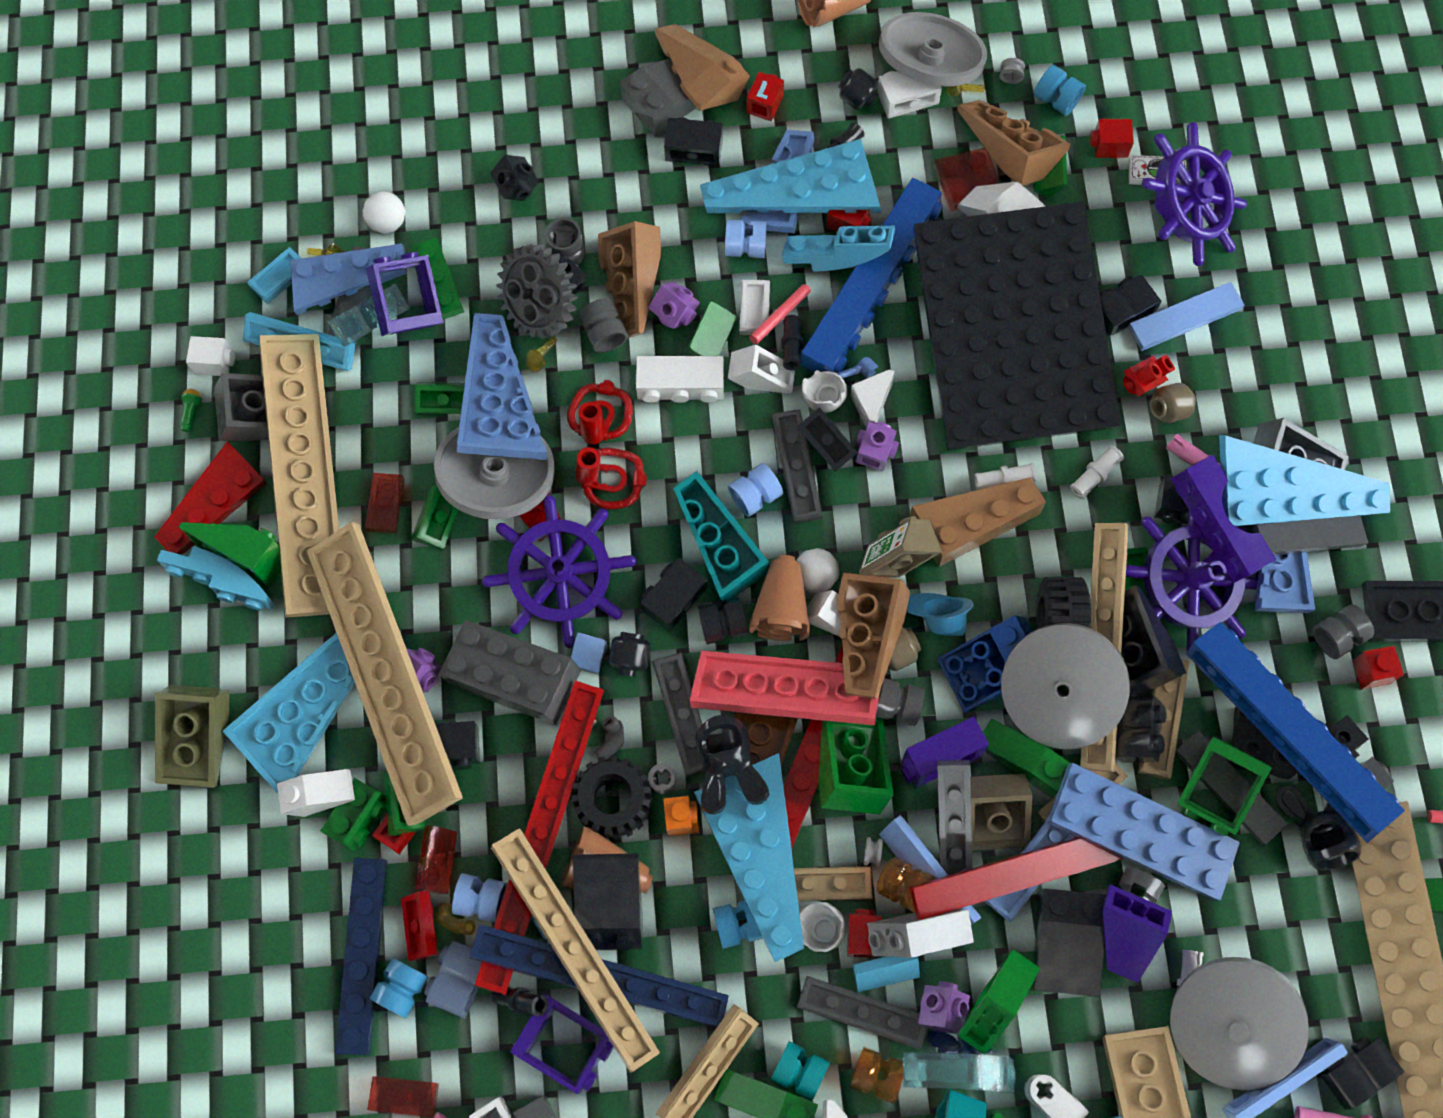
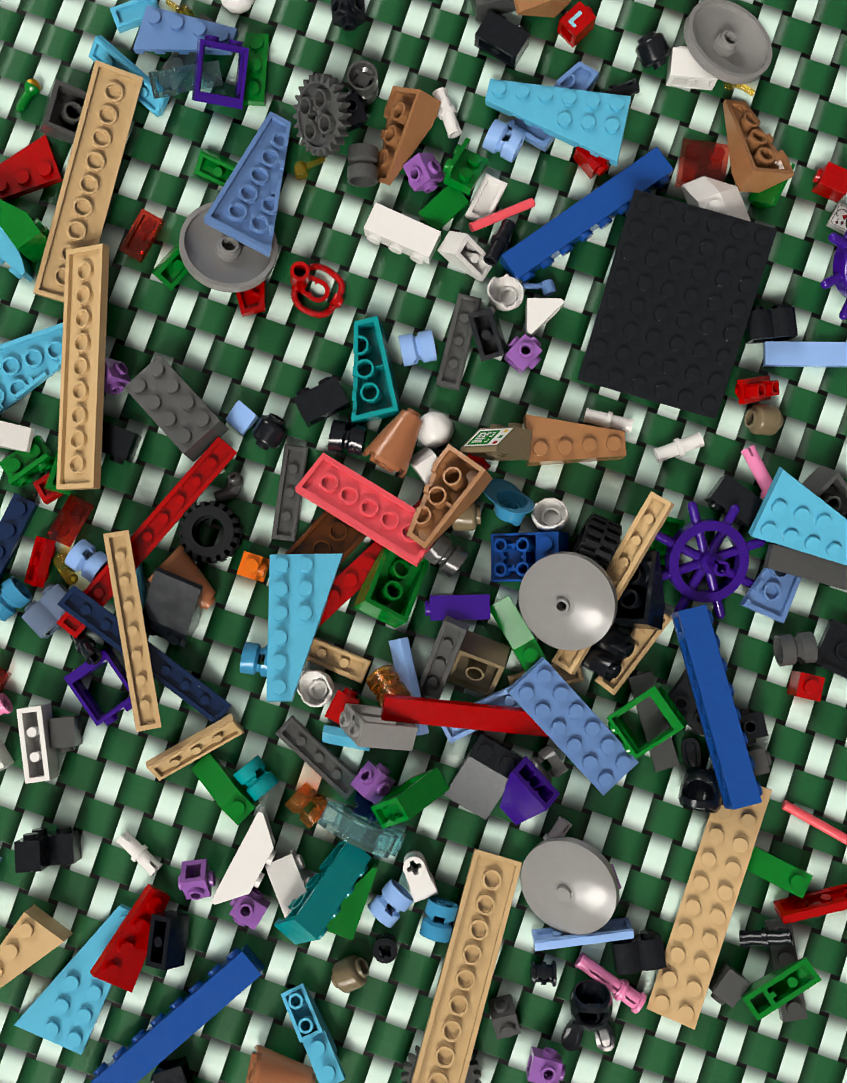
camera: 25 degrees right, 15 degrees up
(209, 356) = (57, 58): white brick -> none
(559, 571) = (245, 346): dark purple piece -> none
(590, 413) = (317, 236): red piece -> none
(661, 769) = (252, 540): light grey bush -> none
(671, 237) = (447, 113): none -> white pin
(716, 283) = (464, 168): none -> green bracket
(727, 756) = (300, 537): black piece -> none
(832, 252) = (571, 184): medium azure slope -> none
(873, 852) = (377, 652): light grey bush -> none
(993, 605) = (550, 515): none -> white hair
(1012, 70) = (783, 88): light grey bush -> none
(1059, 90) = (811, 121): dark azure wheel -> none
(1202, 492) = (744, 501): dark purple arch -> none

